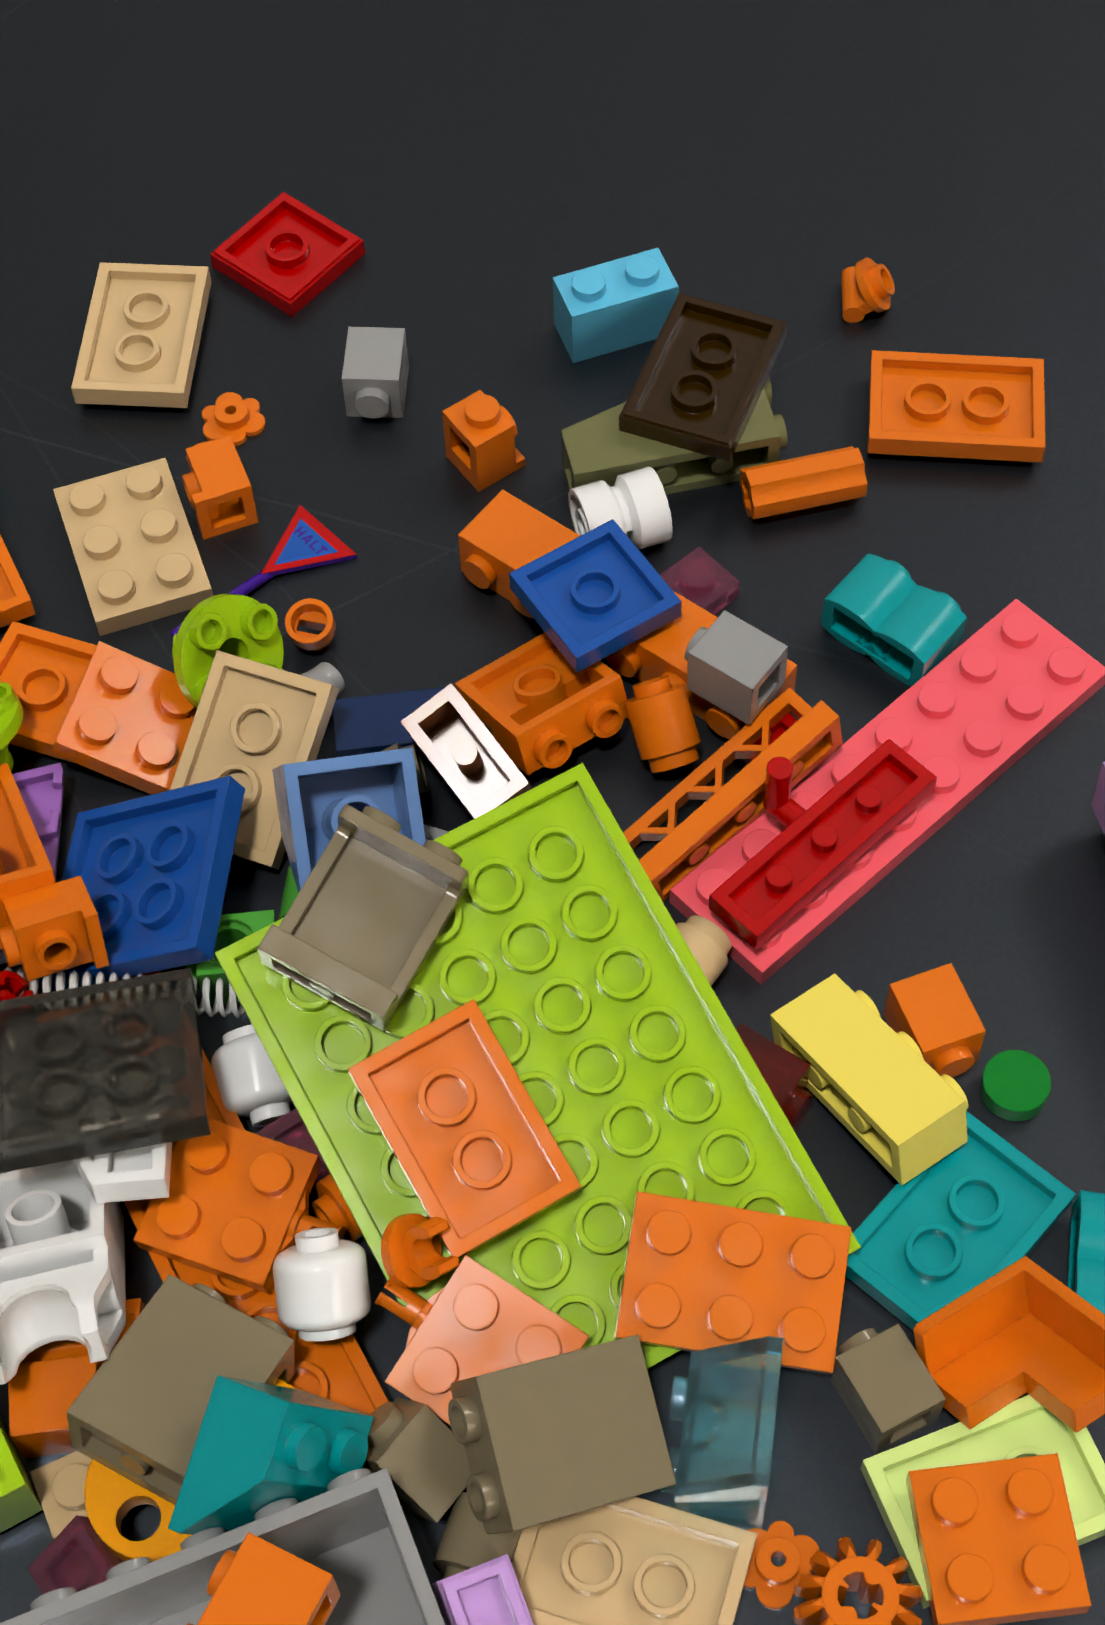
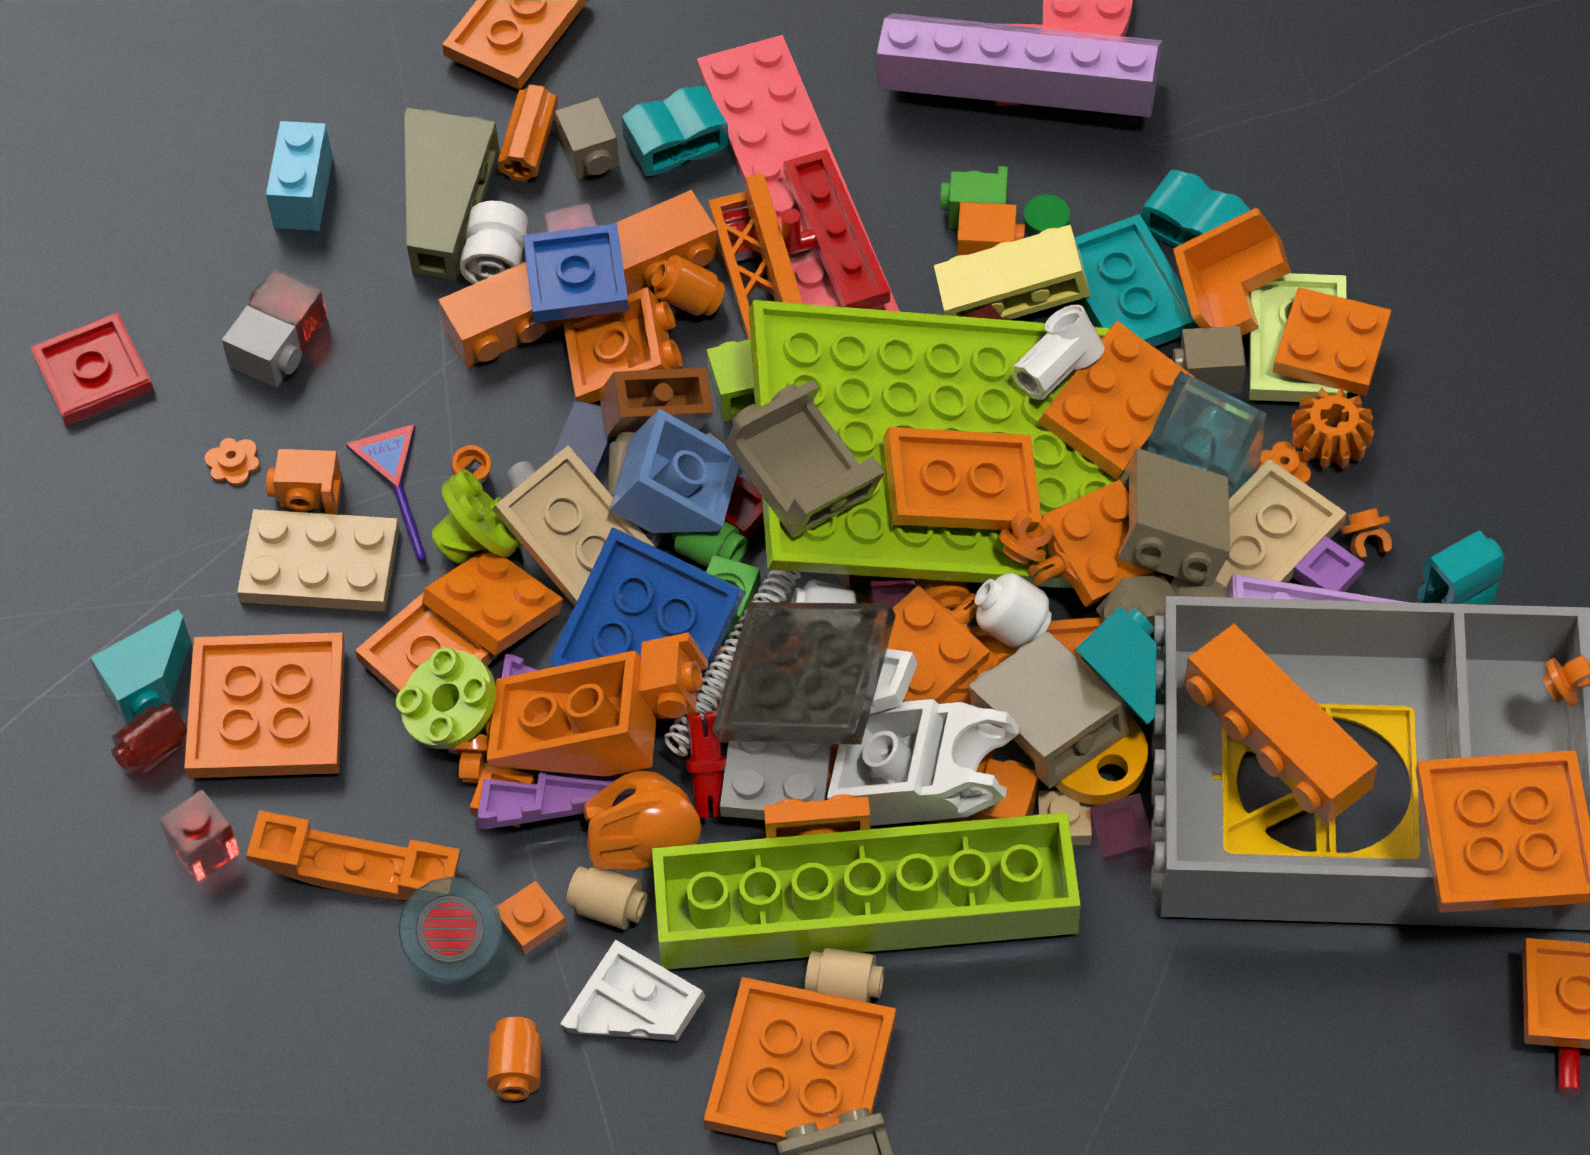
camera: 65 degrees left, 0 degrees up
(142, 335) = (118, 486): tan plate -> none
(432, 372) = (291, 303): none -> clear red brick
(481, 440) = (371, 290): orange brick -> none
(703, 377) = (418, 141): dark brown tile -> none
(735, 666) = (685, 216): light grey brick -> none
(758, 1173) = (1066, 347): none -> white piece
(827, 540) = (587, 138): none -> dark tan brick
(865, 289) = (376, 29): orange plate -> none
(993, 984) = (972, 188): none -> bright green brick

